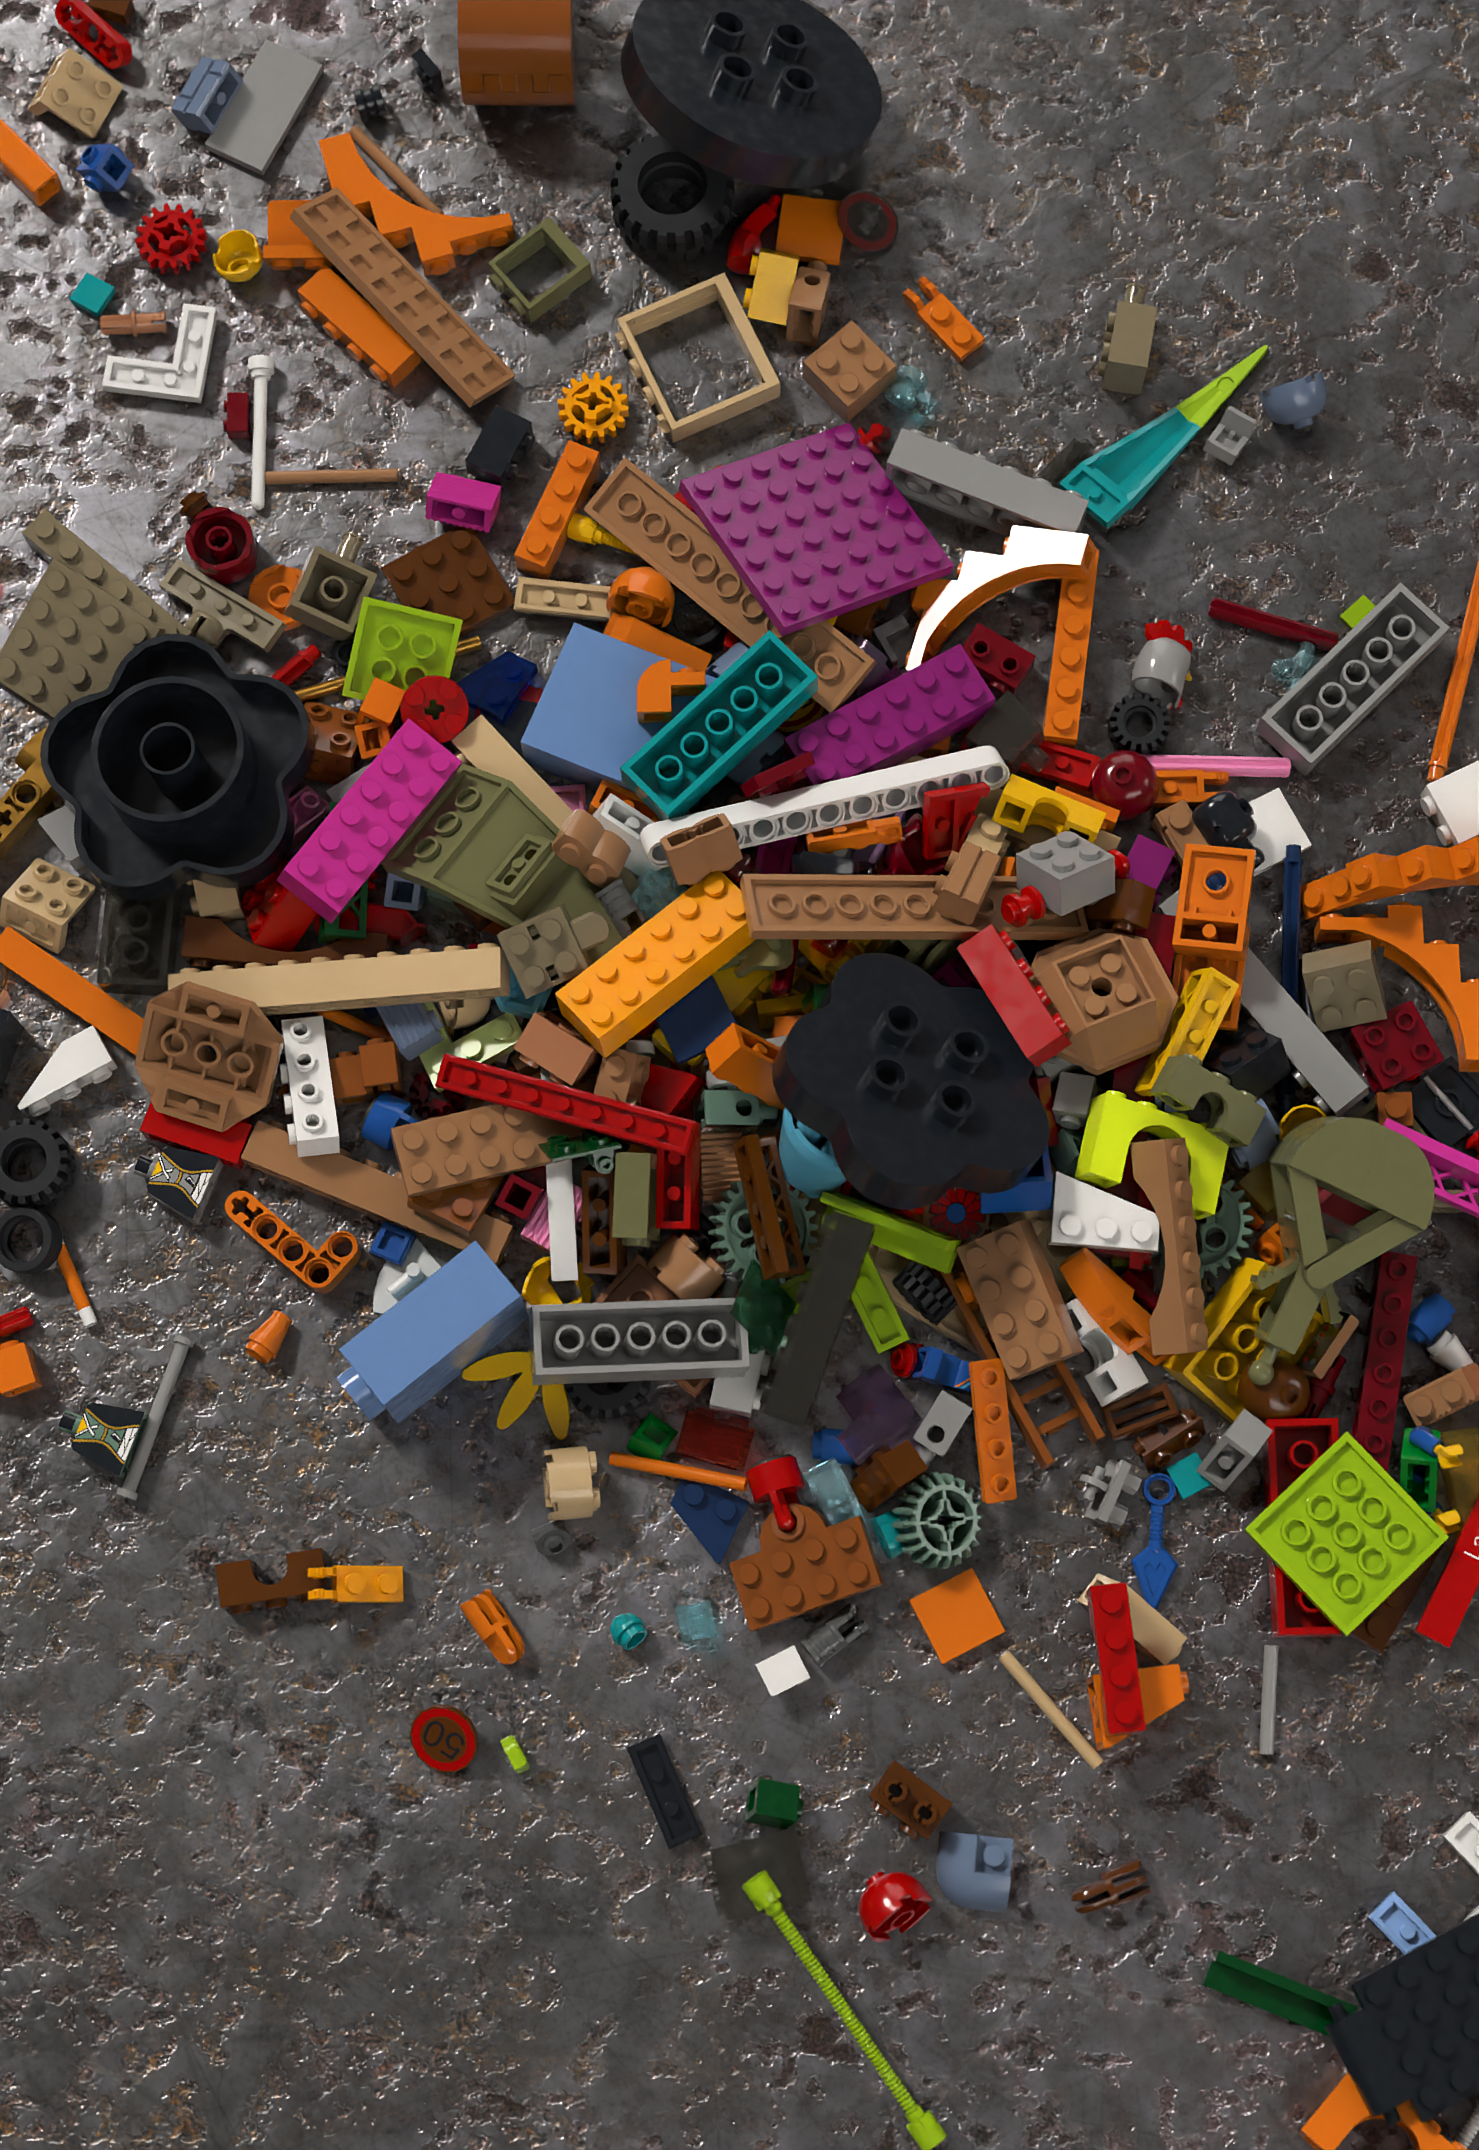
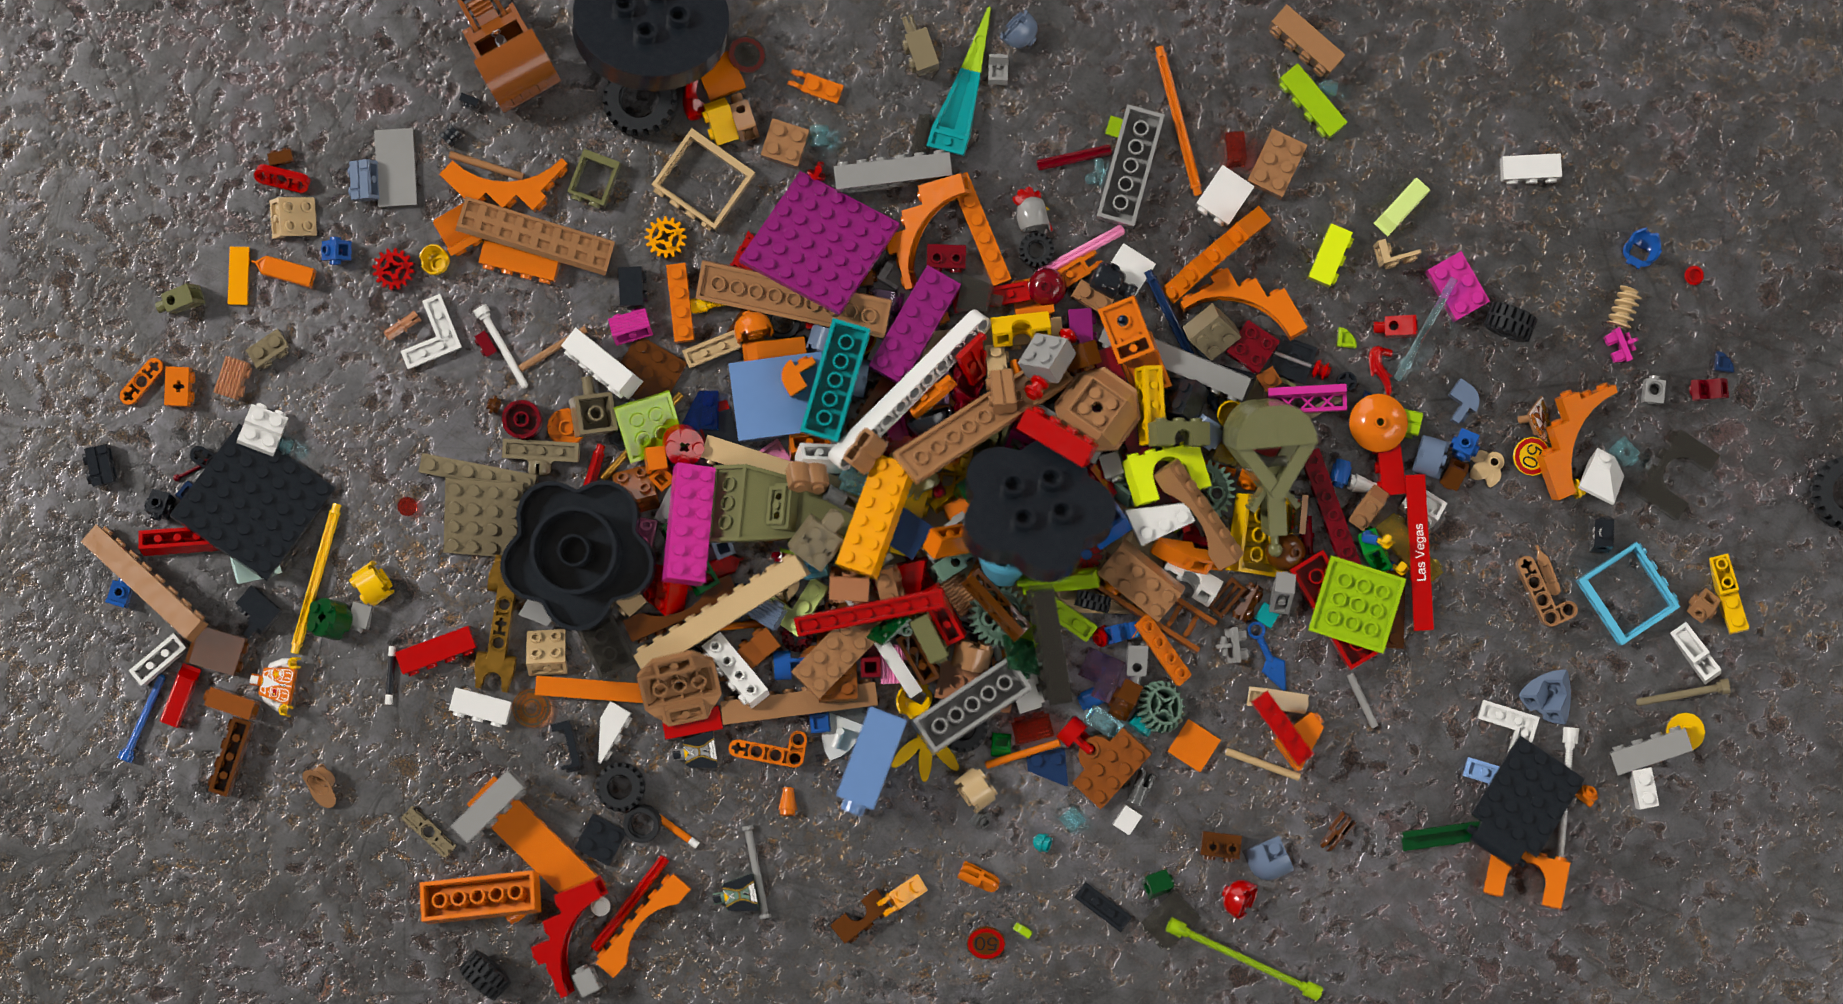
camera: 30 degrees left, 10 degrees up
(92, 295) = (370, 321): teal tile -> none
(385, 526) = (601, 364): none -> white brick
(779, 778) = (877, 388): dark red plate -> none

